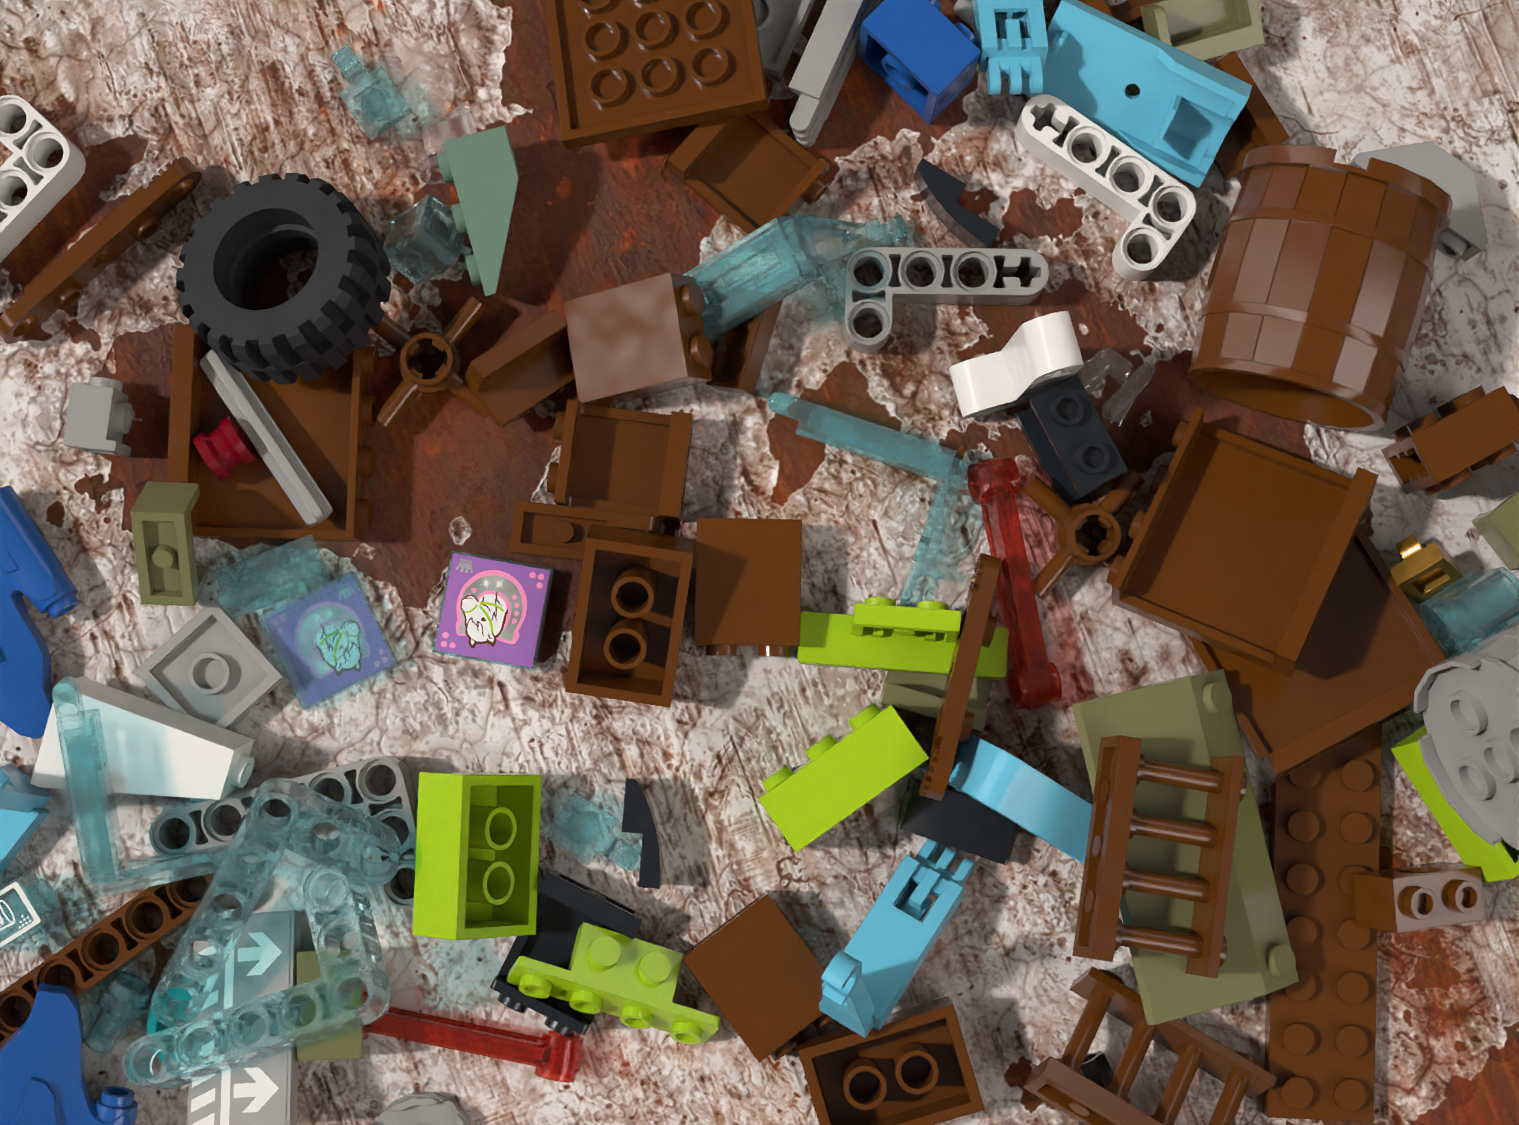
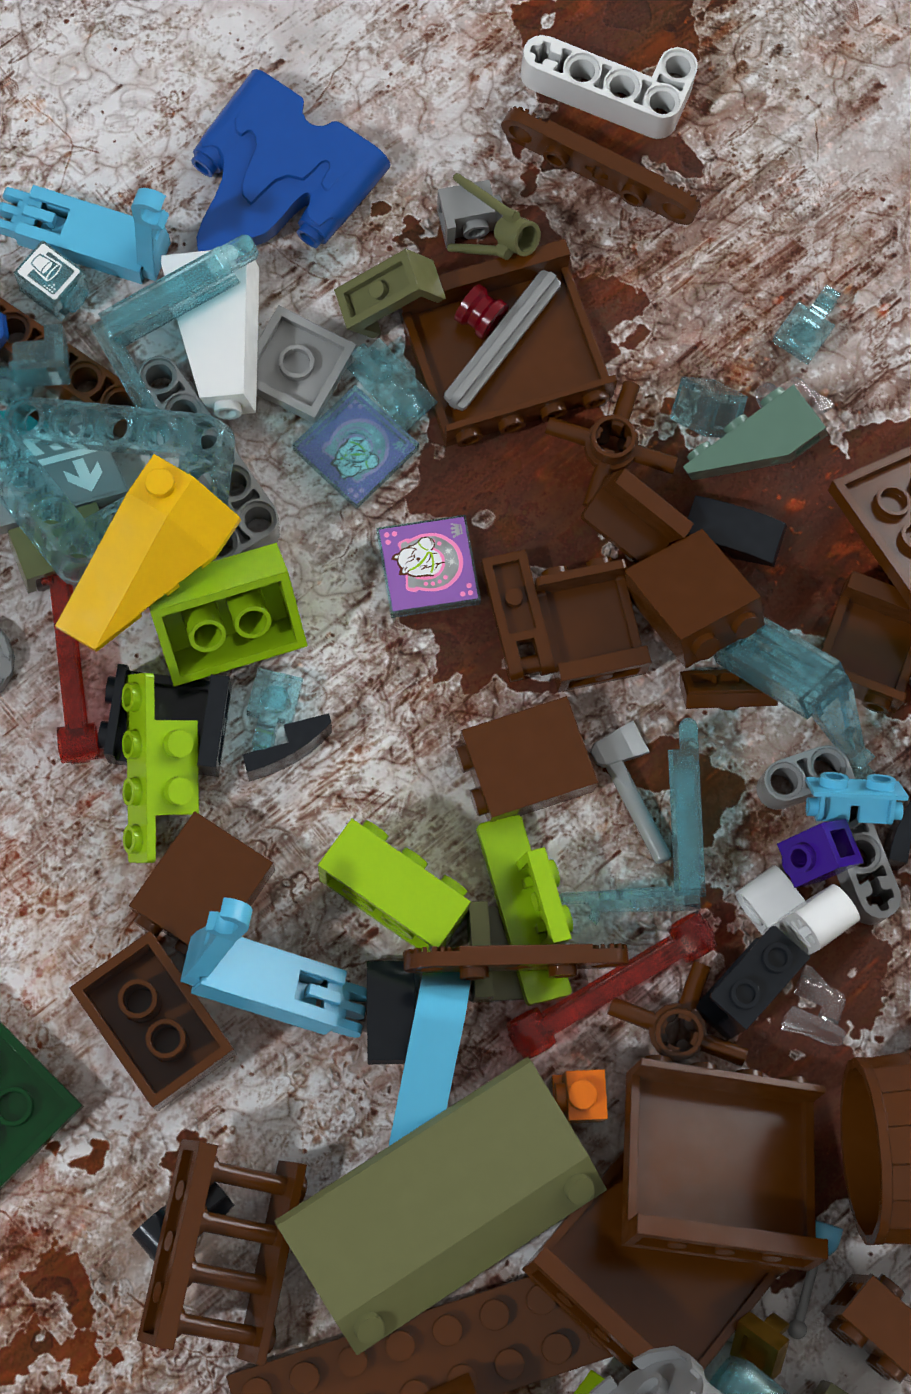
camera: 60 degrees right, 10 degrees down
(110, 960) = (41, 361): none -> clear light blue panel
(145, 381) = (511, 231): none -> olive plant
(248, 236) = (648, 266): black tyre -> none
(384, 916) = (152, 544): none -> yellow wedge
(573, 263) = (738, 530): none -> black slope
(630, 615) = (465, 669): reddish brown brick -> none
(767, 491) = (611, 754): none -> light grey piece
(923, 234) = (874, 798): none -> medium azure hinge
(961, 316) = (819, 853): none -> dark purple brick
(1109, 875) = (393, 1135): reddish brown fence -> none
(1117, 659) = (581, 1095): none -> orange brick
(1344, 462) = (824, 1231): none -> light grey hinge

